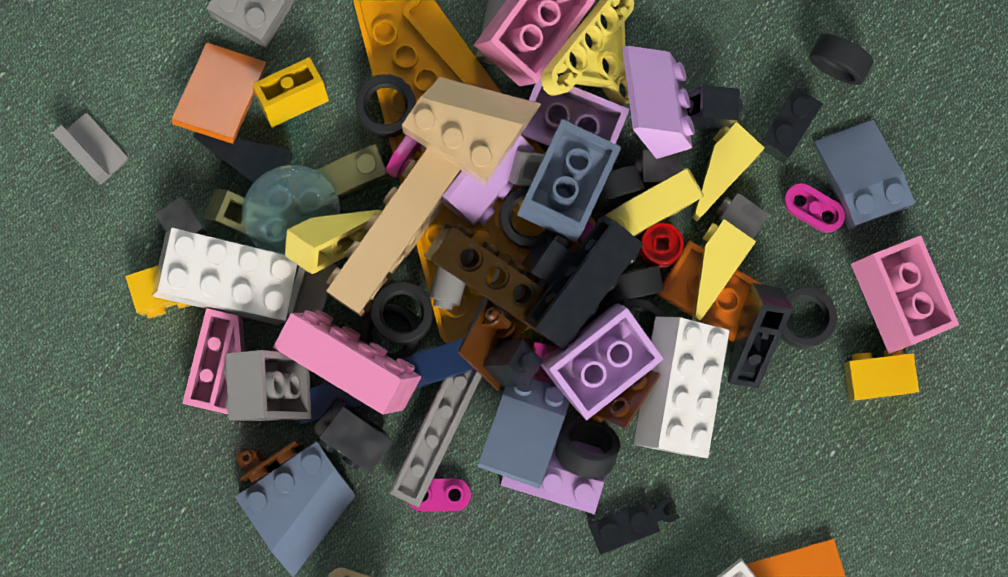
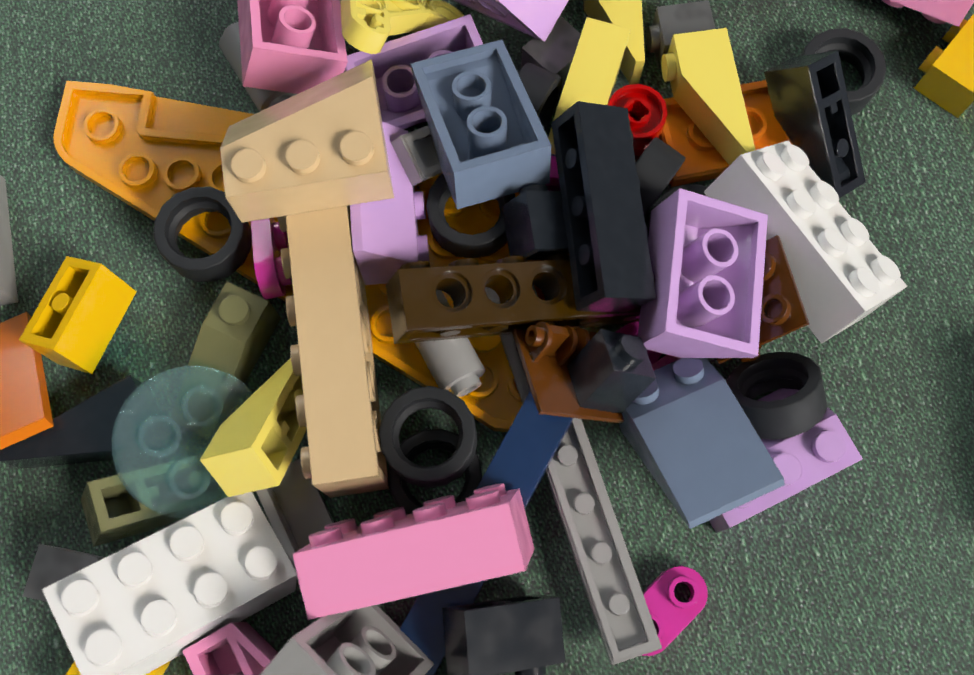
camera: 40 degrees left, 10 degrees down
(629, 525) = (894, 441): black plate -> none

